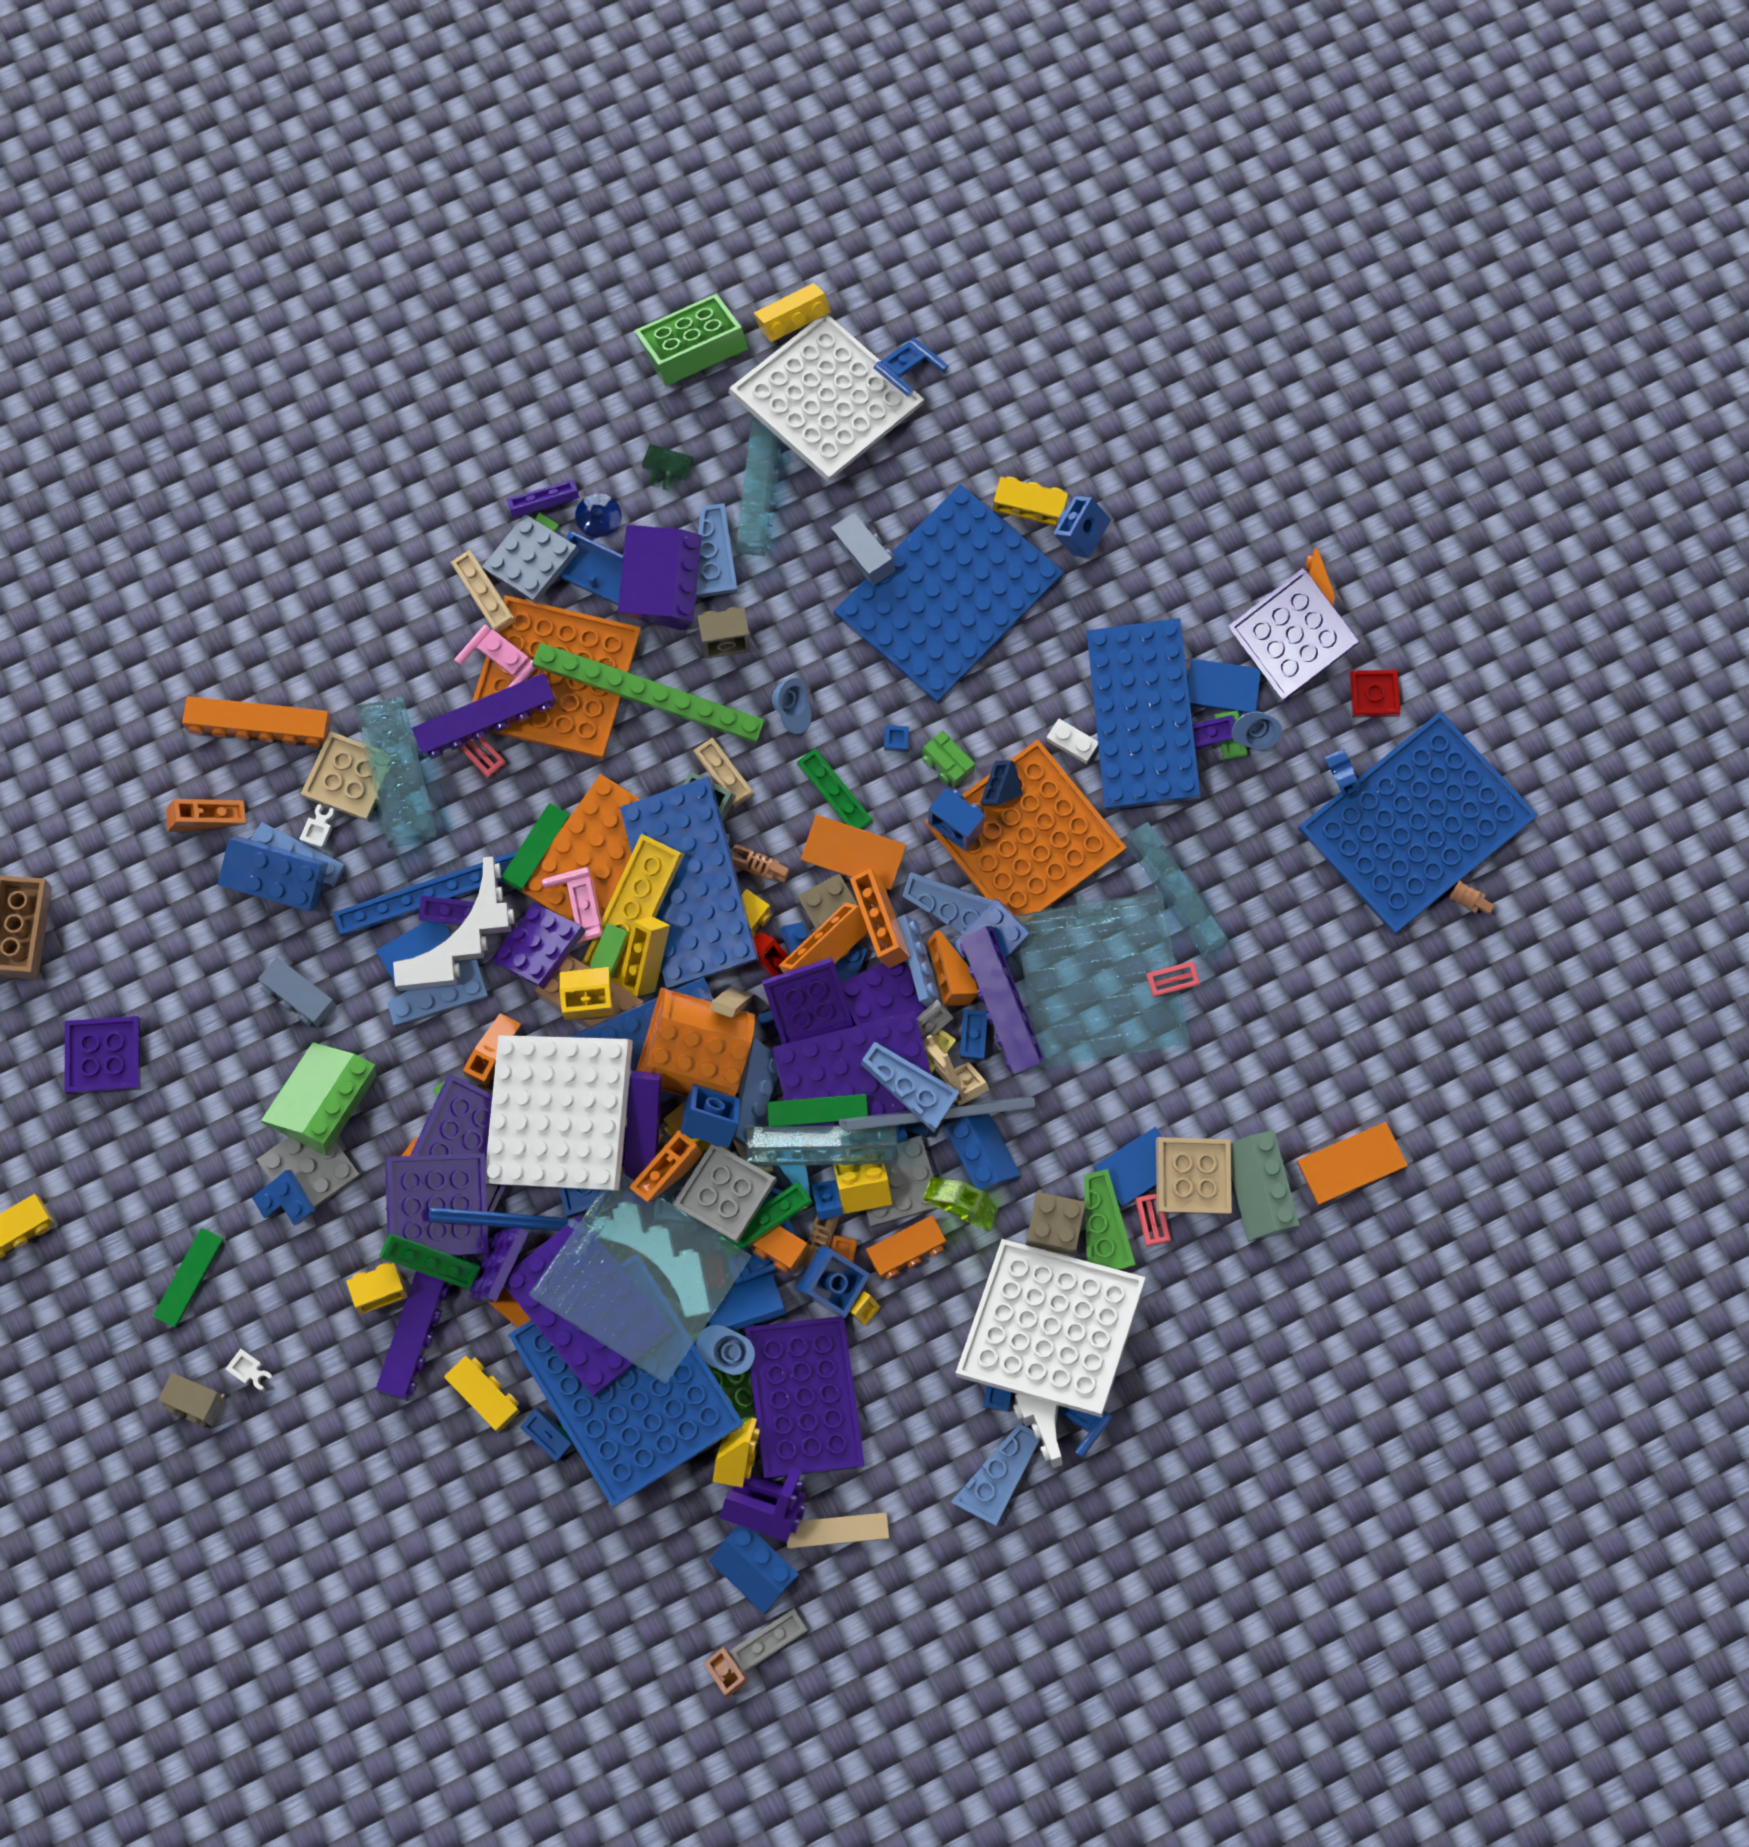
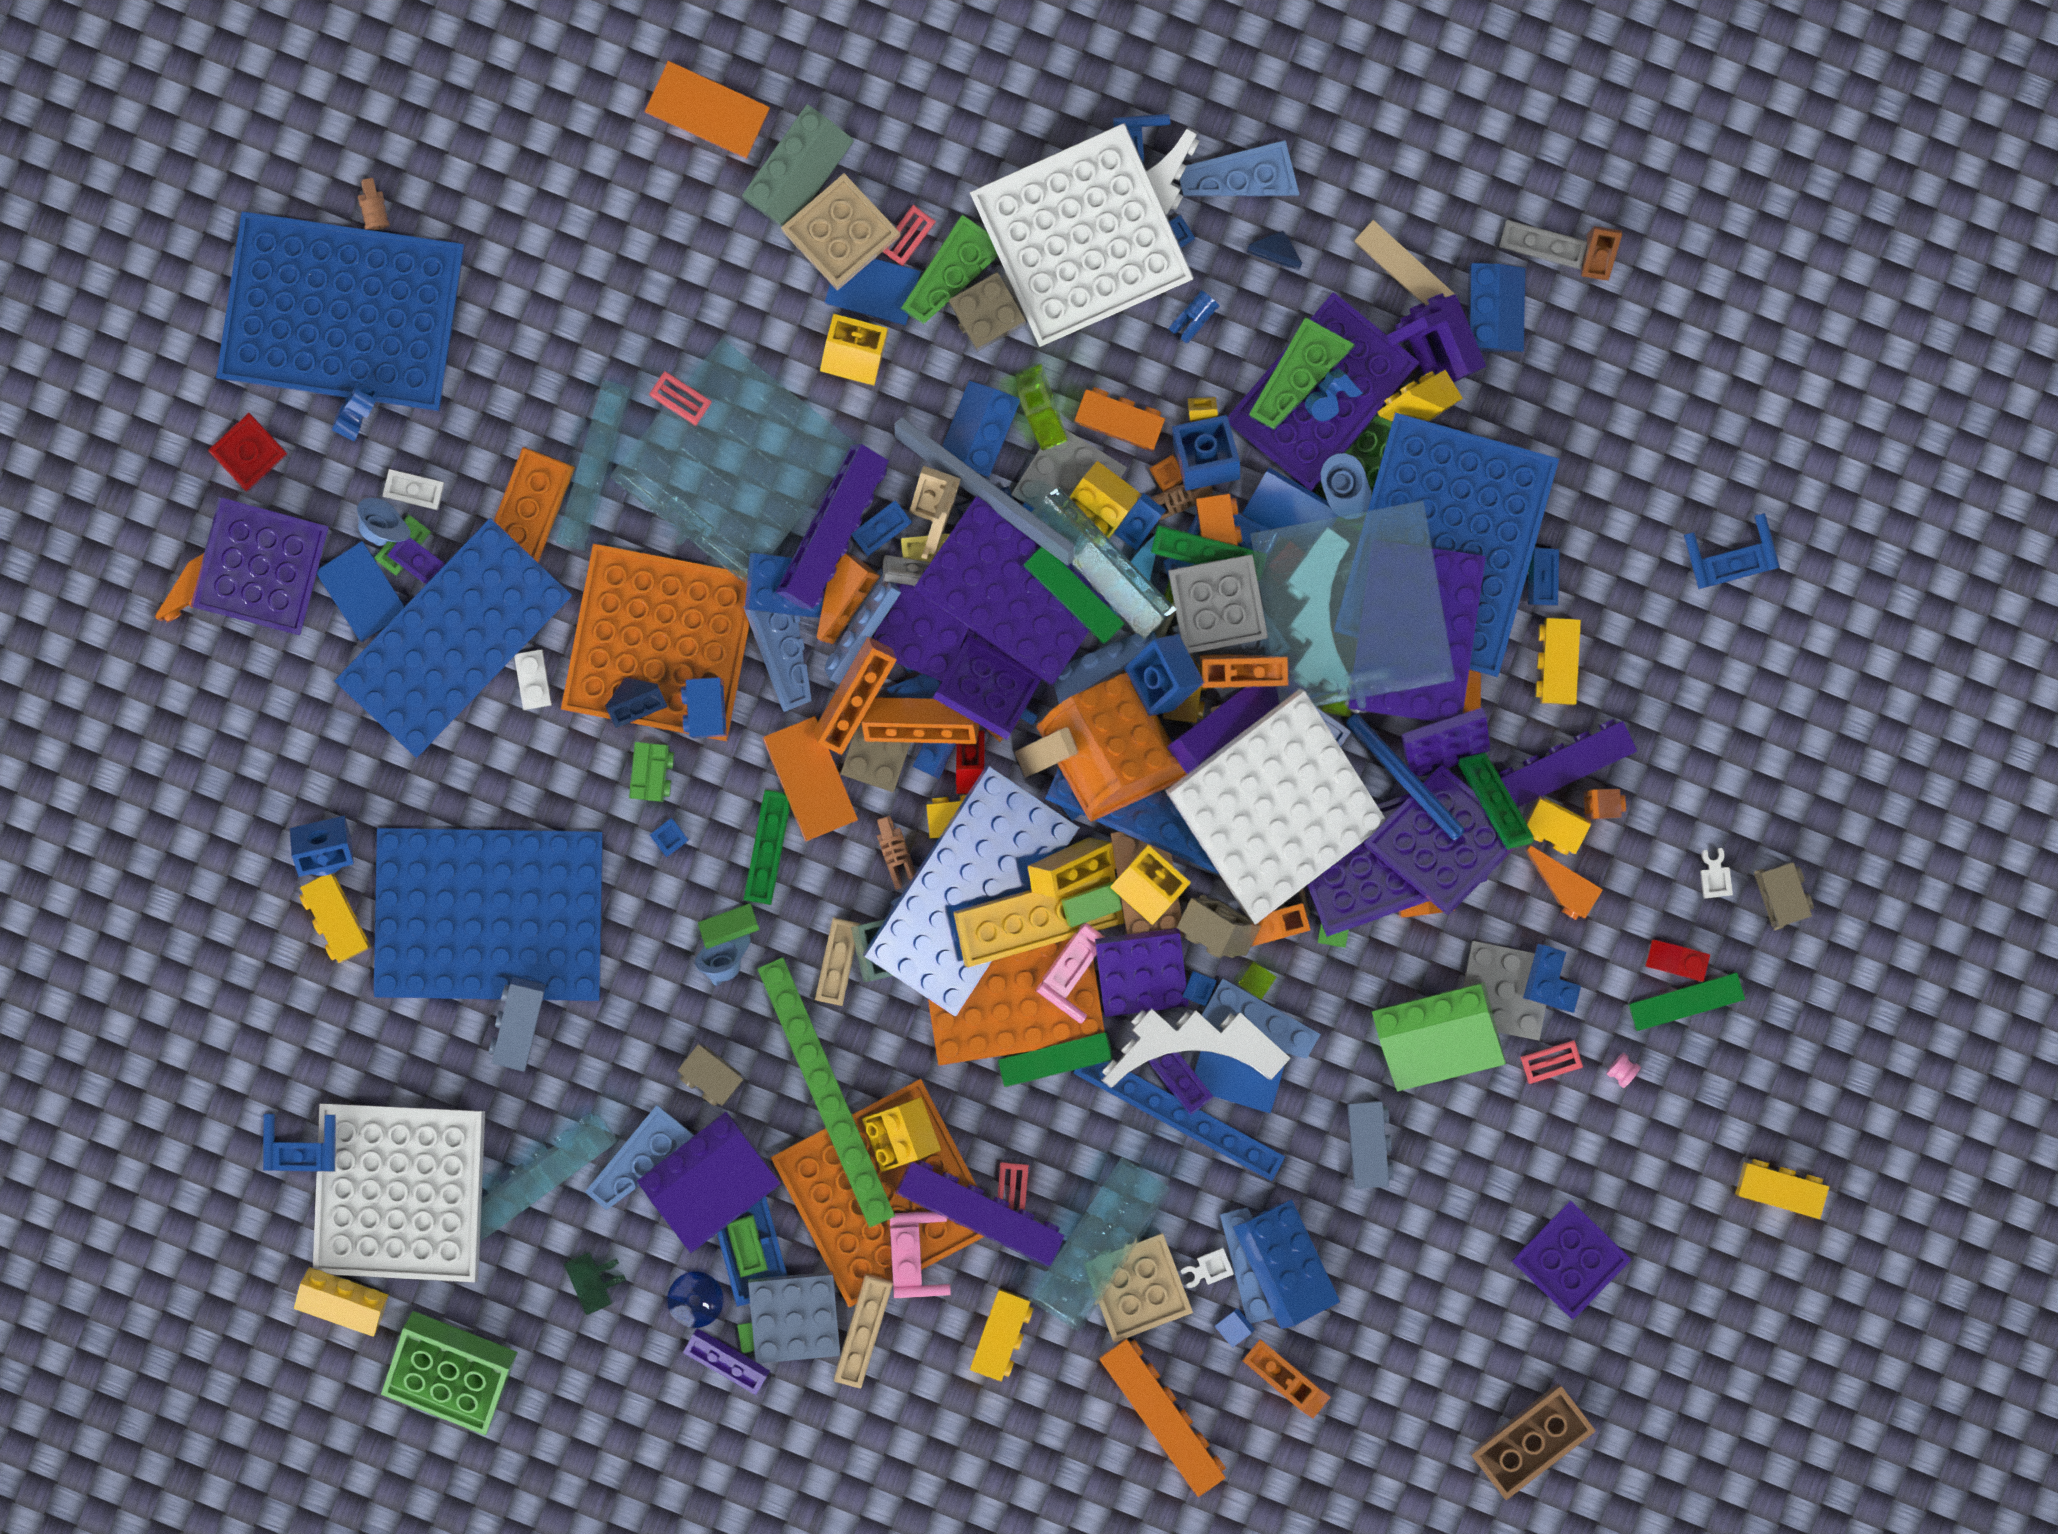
camera: 125 degrees left, 15 degrees up
(185, 1195) = (1623, 1070): none -> bright pink wheel
(218, 1295) = (1677, 960): none -> red slope
(244, 1160) = (1532, 1079): none -> coral tile
(267, 812) = (1234, 1327): none -> tile
(333, 1266) = (1567, 887): none -> orange slope
(362, 1334) = (1604, 804): none -> orange slope
(400, 669) = (1001, 1335): none -> yellow brick
(436, 1572) = (1736, 563): none -> blue plate
(465, 1017) = (1257, 980): none -> clear neon green tile
(494, 974) = (1199, 988): none -> blue tile
(520, 1012) = (1218, 927): none -> dark tan brick
(578, 712) = (901, 1134): none -> yellow slope
(604, 569) = (747, 1246): none -> bright green tile
(795, 1384) = (1324, 404): none -> blue leg
(807, 724) = (728, 926): none -> bright green tile
(831, 1395) = (1300, 370): none -> bright green wing
(915, 1088) = (983, 526): medium blue wing -> none
(926, 1454) = (1276, 249): none -> dark blue slope
(931, 1363) = (1198, 311): none -> blue hinge
(1107, 1117) = (854, 349): none -> yellow slope
(1188, 837) = (533, 500): none -> orange tile
(1260, 770) = (413, 489): none -> white plate

